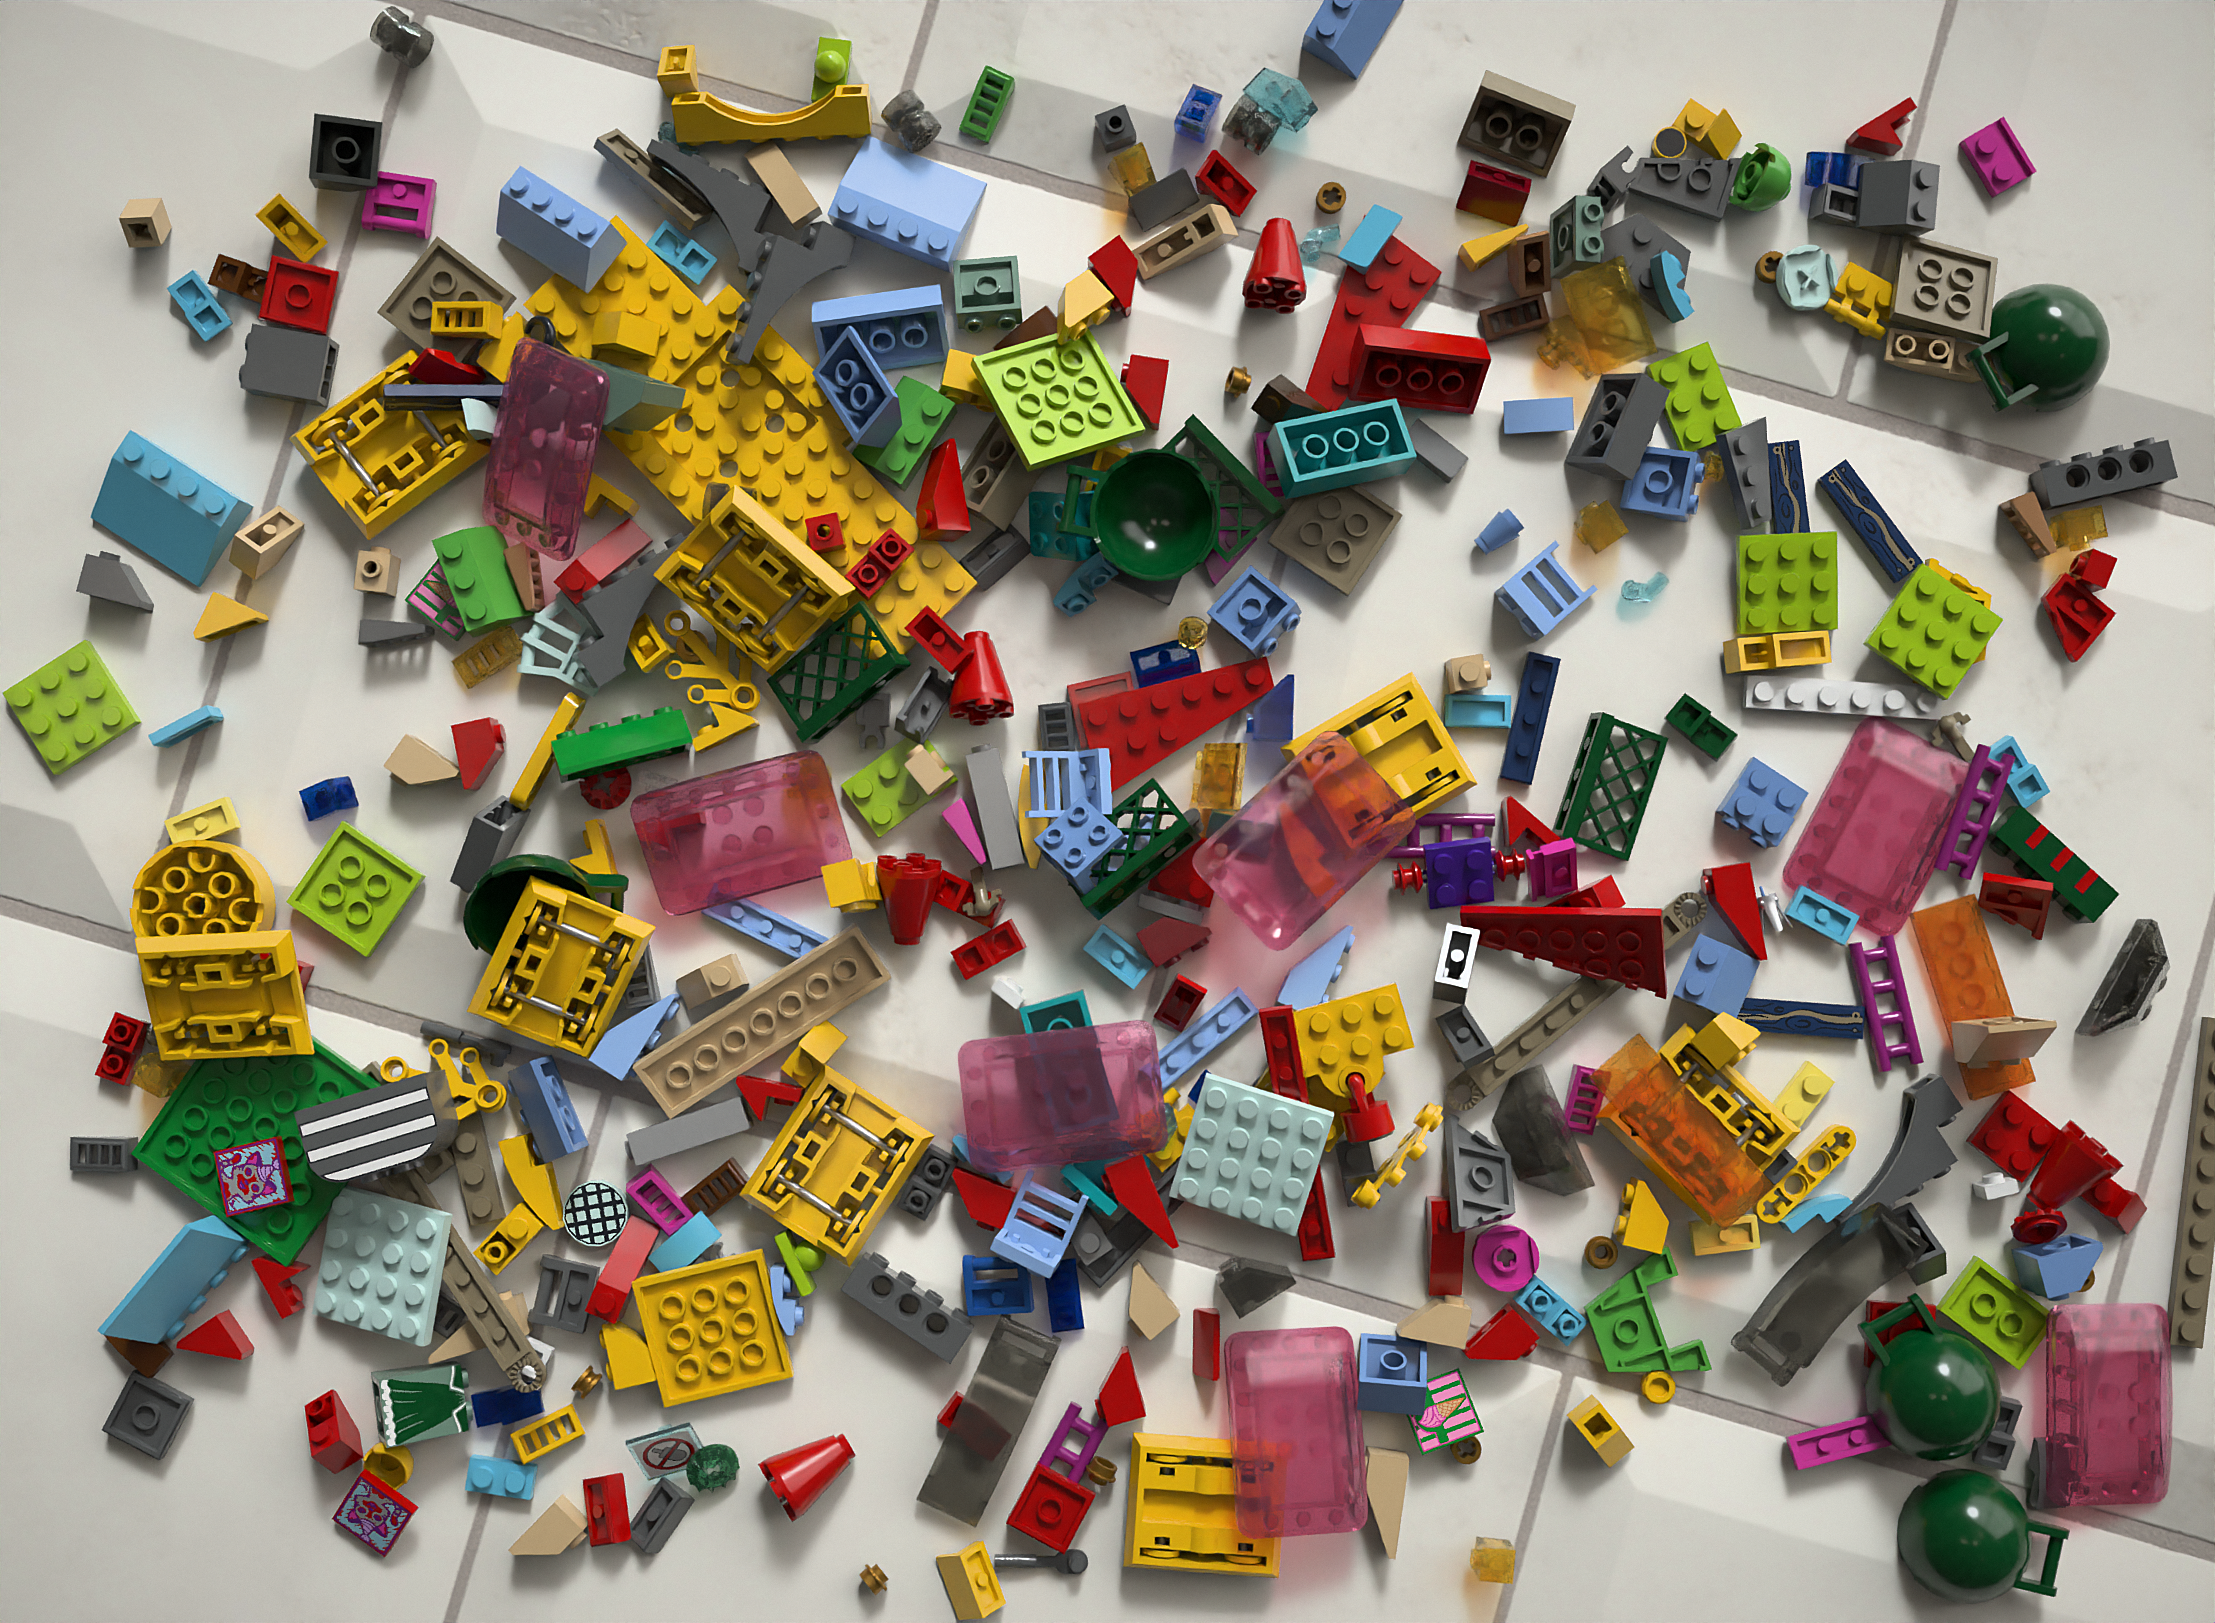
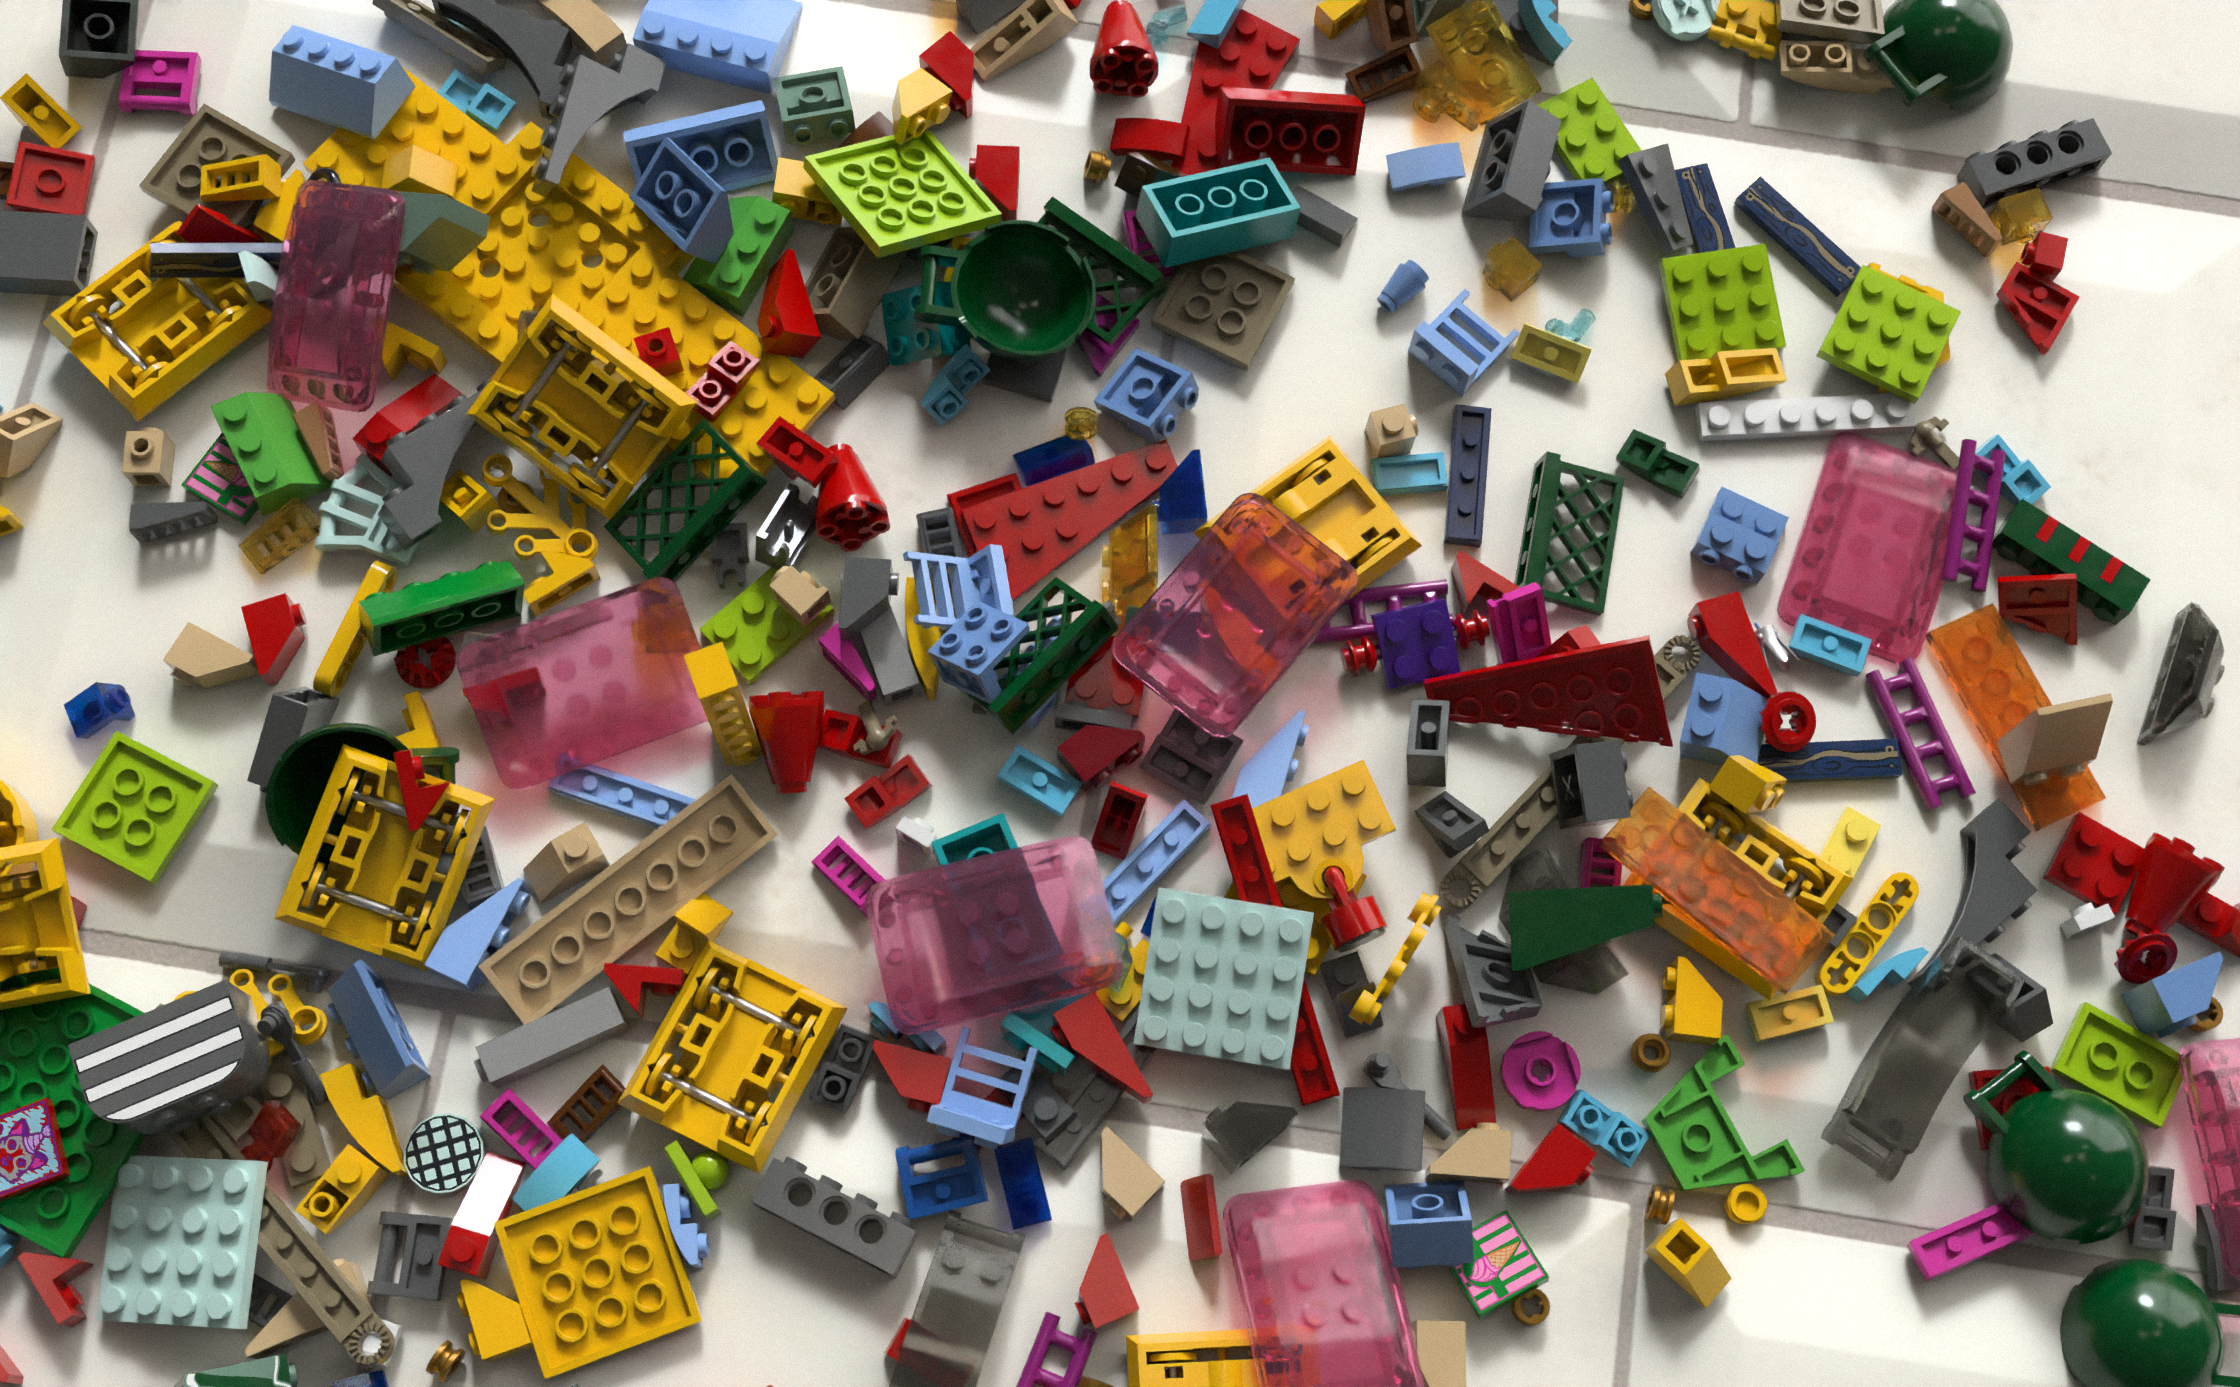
camera: 15 degrees left, 15 degrees down
(458, 1184) = (271, 1133): none -> clear red plate
(465, 1098) = (281, 1028): none -> dark grey piece
(591, 929) = (417, 799): none -> red slope
(949, 1037) = (829, 855): none -> dark pink slope
(985, 780) = (865, 593): none -> dark grey slope
(1244, 954) = (1190, 757): none -> dark grey slope
(1289, 359) = (1155, 137): none -> red slope
(1366, 1289) = (1382, 1129): none -> dark grey slope
(1377, 1244) = (1387, 1075): none -> dark grey piece
(1554, 1149) = (1574, 920): none -> dark green slope
(1586, 1380) = (1659, 1204): none -> pearl gold bush
(1589, 1028) = (1591, 784): none -> dark grey brick
(1623, 612) = (1551, 352): none -> light yellow plate
(1783, 981) = (1801, 721): none -> red gear

